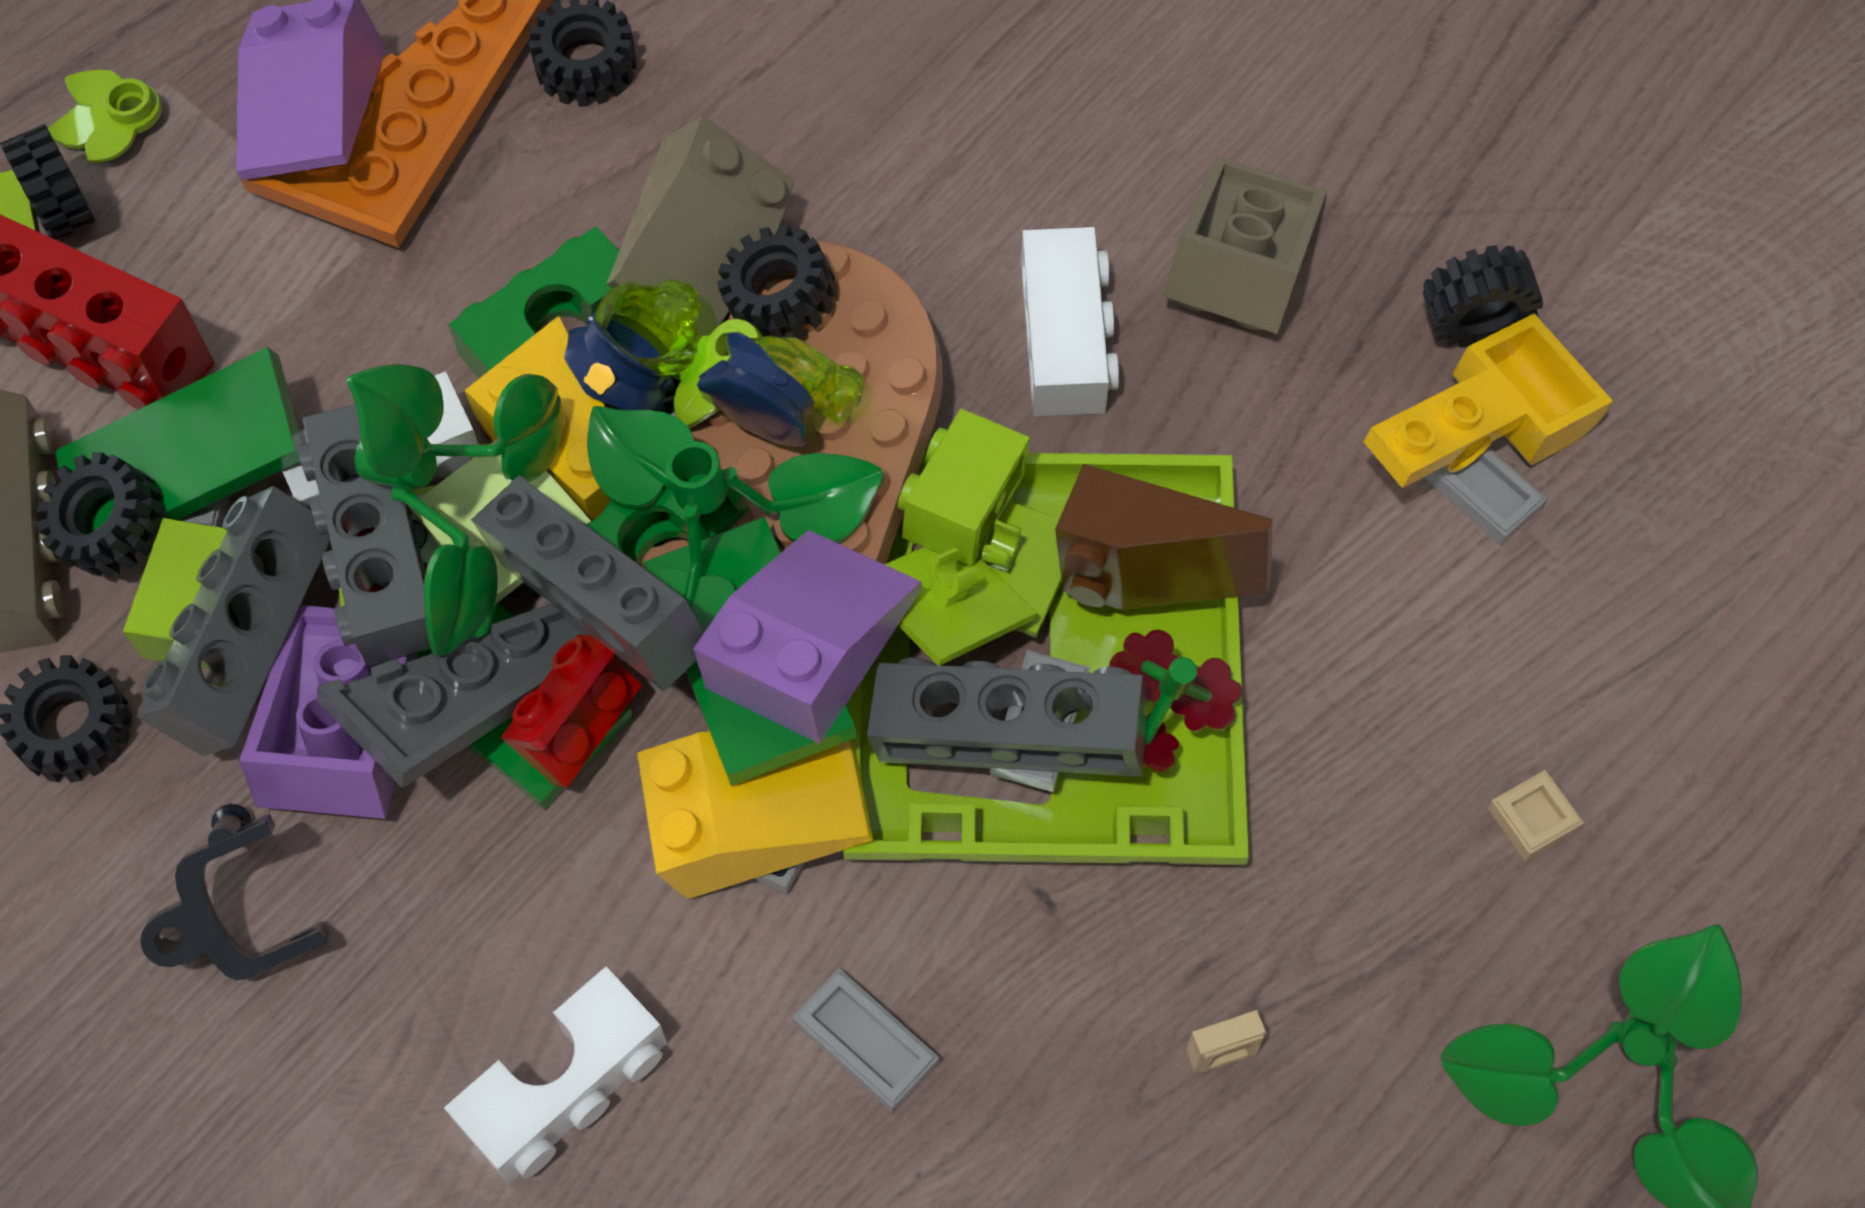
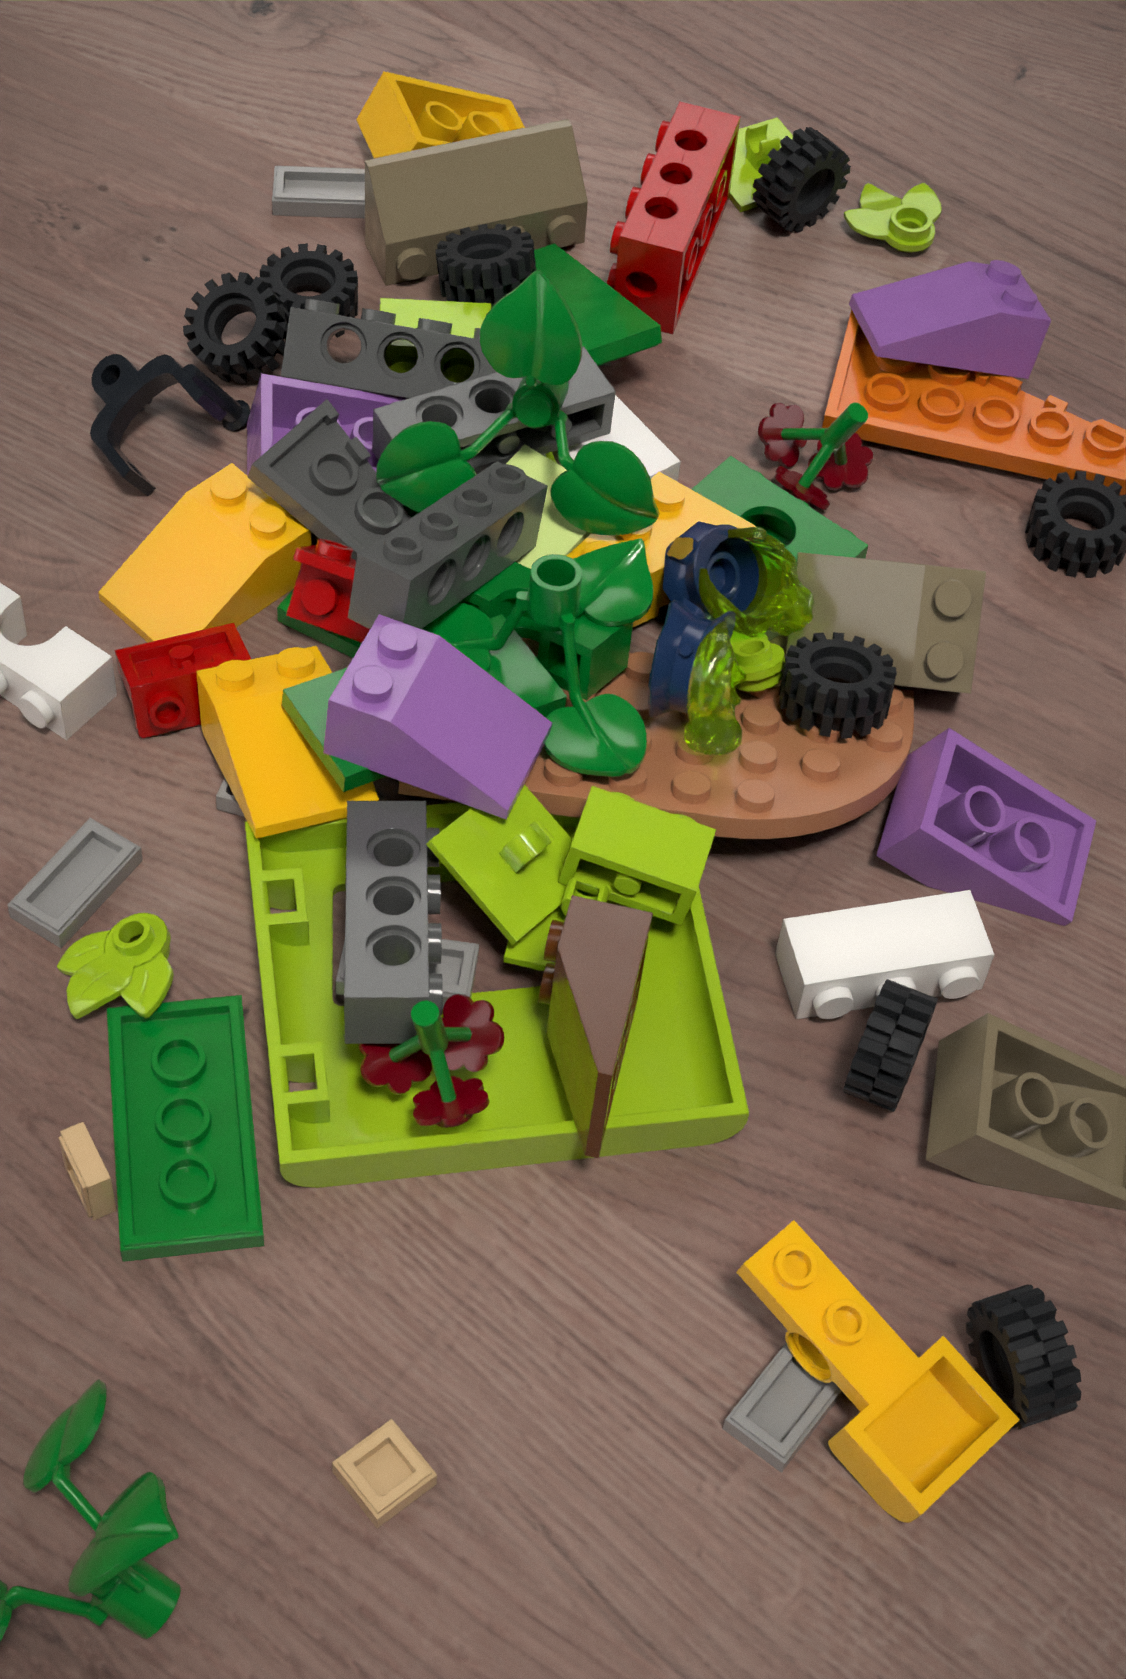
camera: 75 degrees right, 10 degrees down
(110, 836) = (218, 309): none -> black tyre
(451, 240) = (839, 457): none -> dark red plant
(472, 868) = (208, 561): none -> yellow slope
(620, 903) = (164, 677): none -> red bracket
(940, 212) = (986, 829): none -> medium lavender slope
(993, 1006) = (119, 962): none -> lime plate
(1167, 955) = (183, 1129): none -> green tile
(1176, 329) = (890, 1045): none -> black tyre

